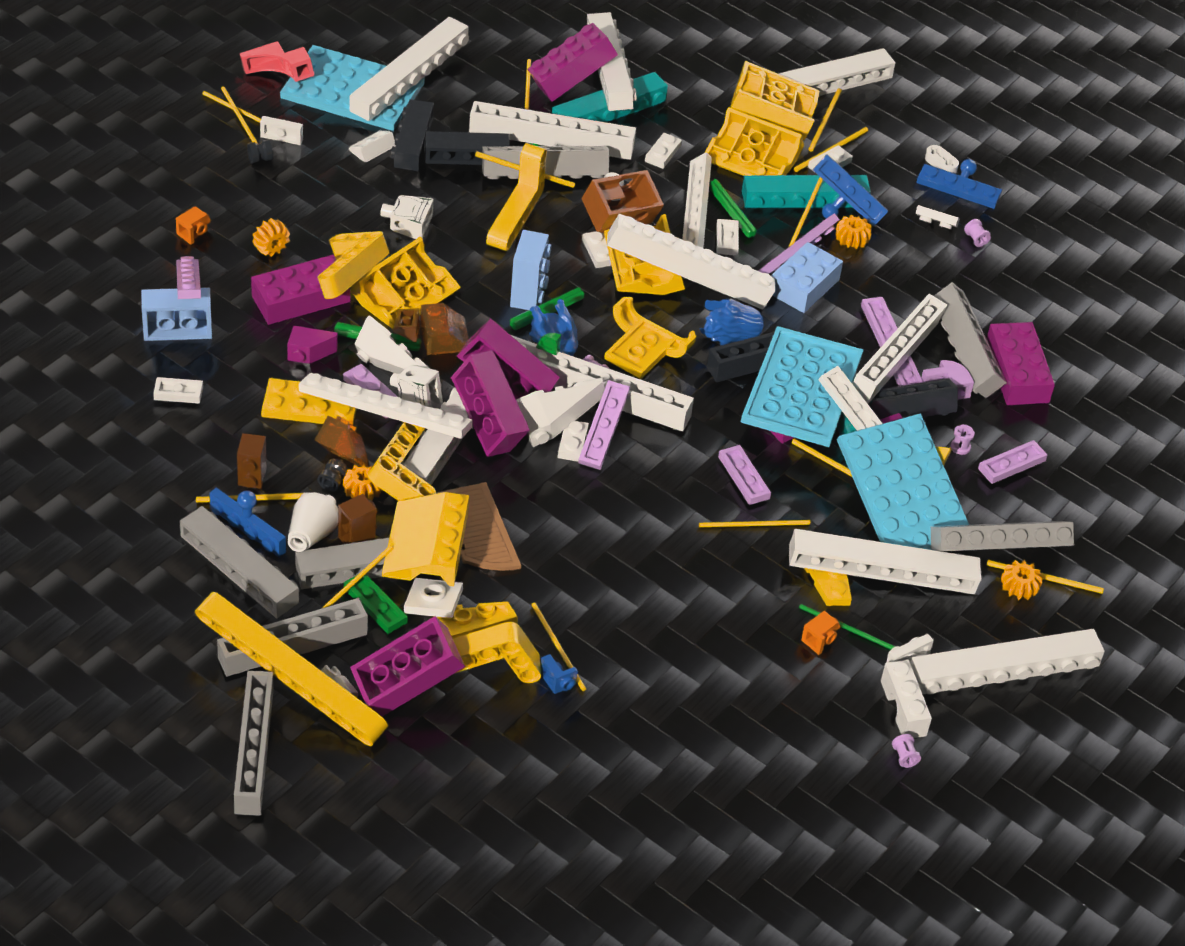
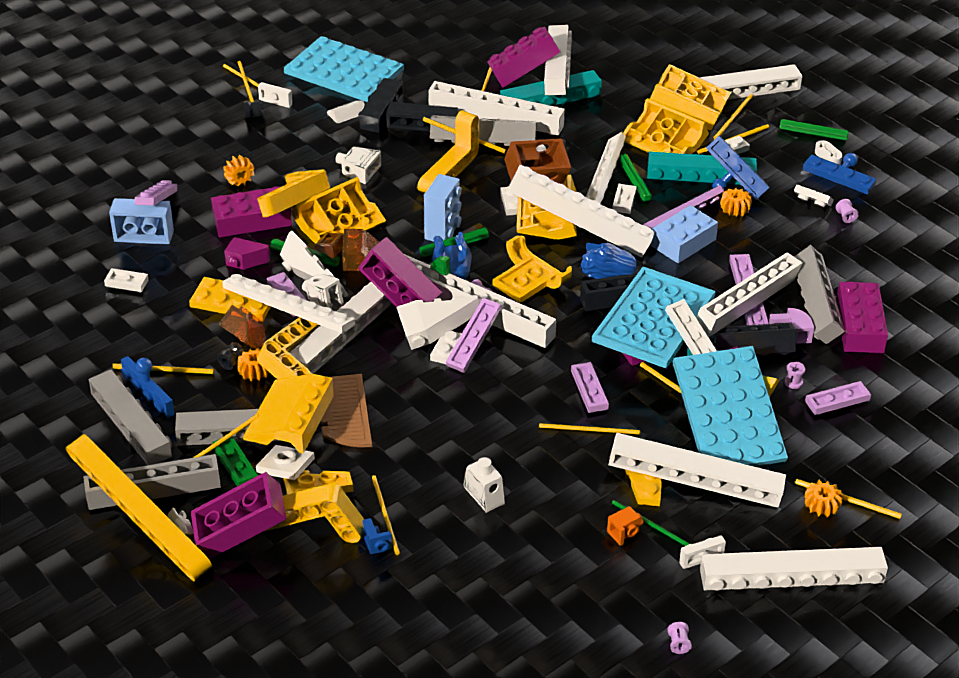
camera: 15 degrees right, 5 degrees down
(192, 224) = (180, 157): orange brick -> none
(251, 460) = (164, 337): reddish brown brick -> none
(253, 743) = (88, 567): light grey brick -> none
(272, 58) = (284, 43): coral arch -> none
(312, 520) = (198, 389): white cone -> none
(357, 520) = (236, 391): reddish brown brick -> none
(408, 69) = (389, 55): white brick -> none
(490, 403) = (376, 308): magenta brick -> none
(661, 601) = (484, 484): none -> white torso
(663, 150) = (588, 130): white plate -> none
(806, 211) = (699, 180): yellow piece -> none
(901, 685) = (690, 589): white arch -> none
(919, 131) = (814, 129): none -> green axle
(1002, 536) = (811, 458): light grey brick -> none

